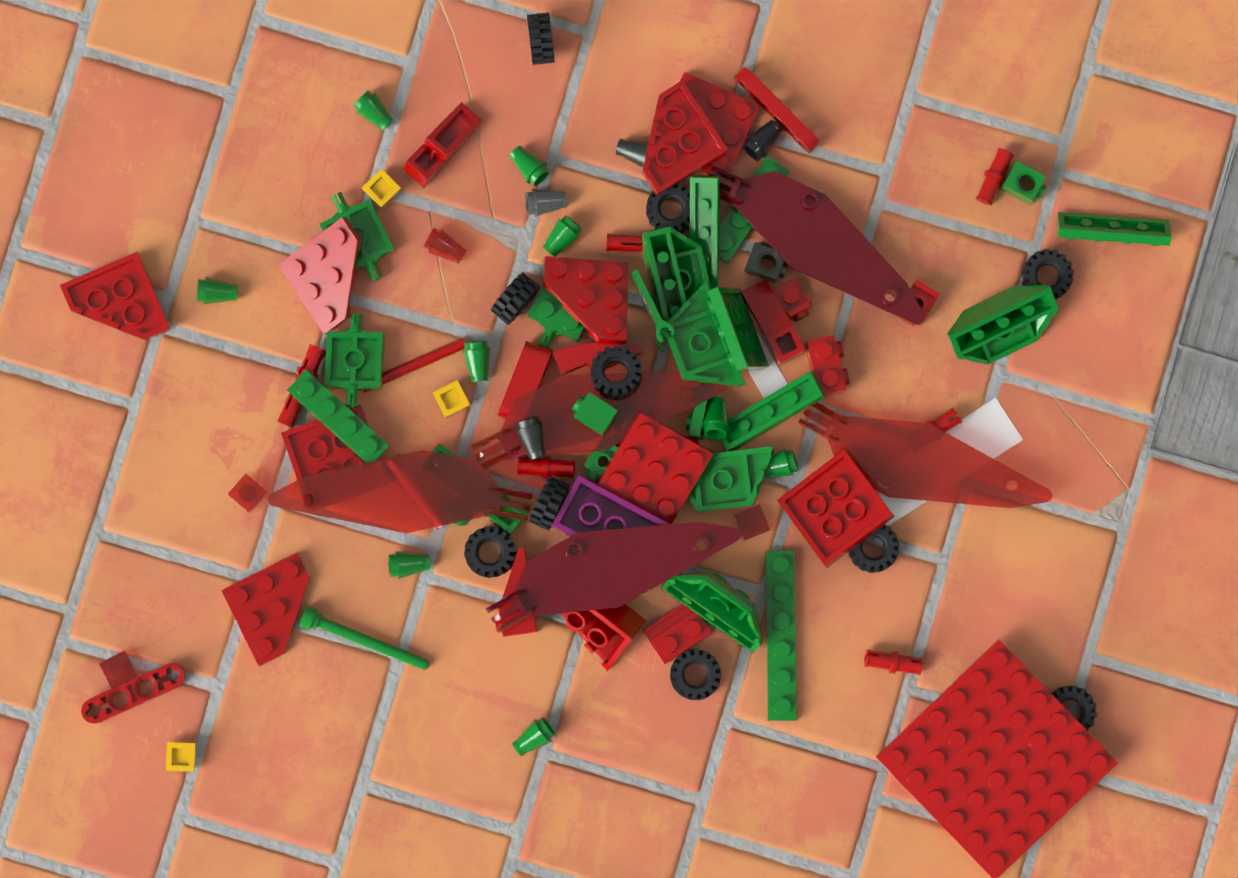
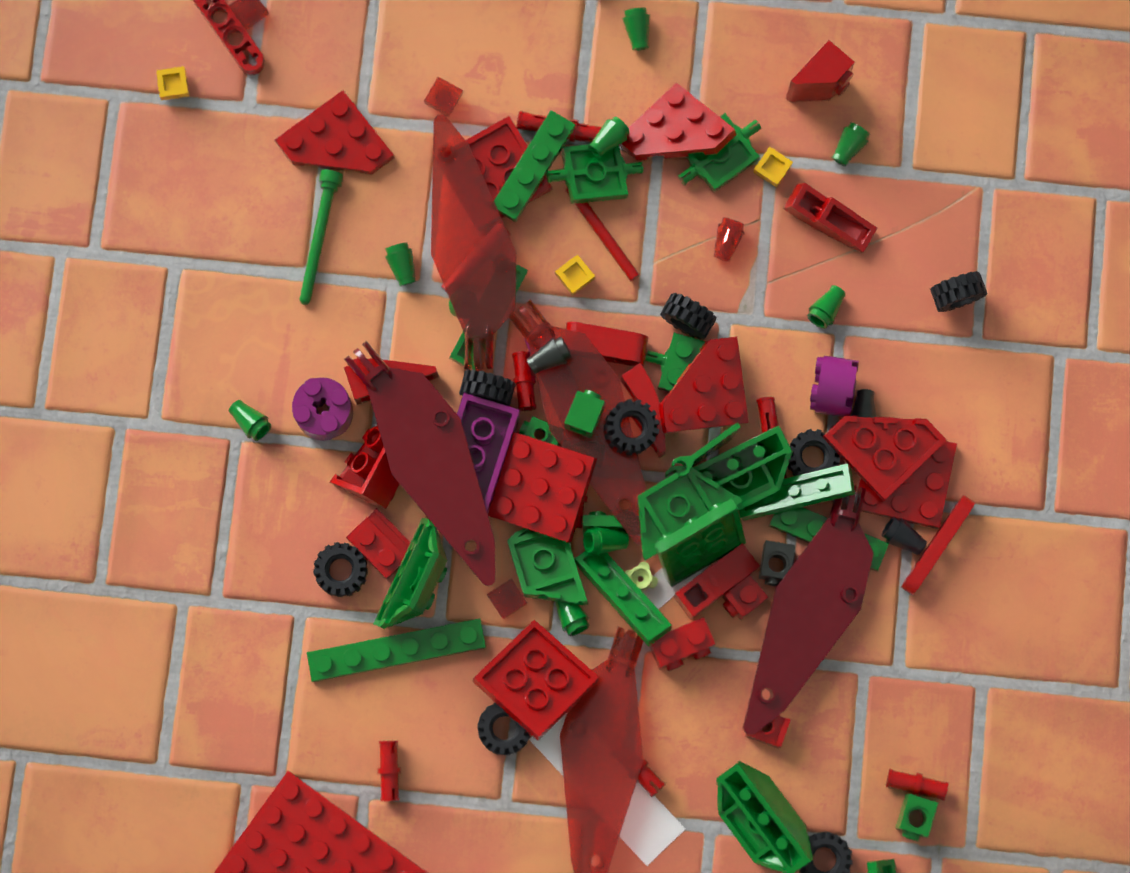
camera: 80 degrees right, 5 degrees down
(303, 120) = (822, 76): none -> red slope
(323, 338) = (610, 136): none -> green cone
(477, 360) = (619, 293): green cone -> none
(484, 535) = (421, 325): black tyre -> none
(533, 648) = (315, 394): none -> magenta brick
(544, 201) = (793, 328): dark grey cone -> none
(562, 235) = (762, 352): green cone -> none
(611, 173) = (835, 386): none -> magenta brick
(749, 389) = (643, 570): none -> yellowish green plate

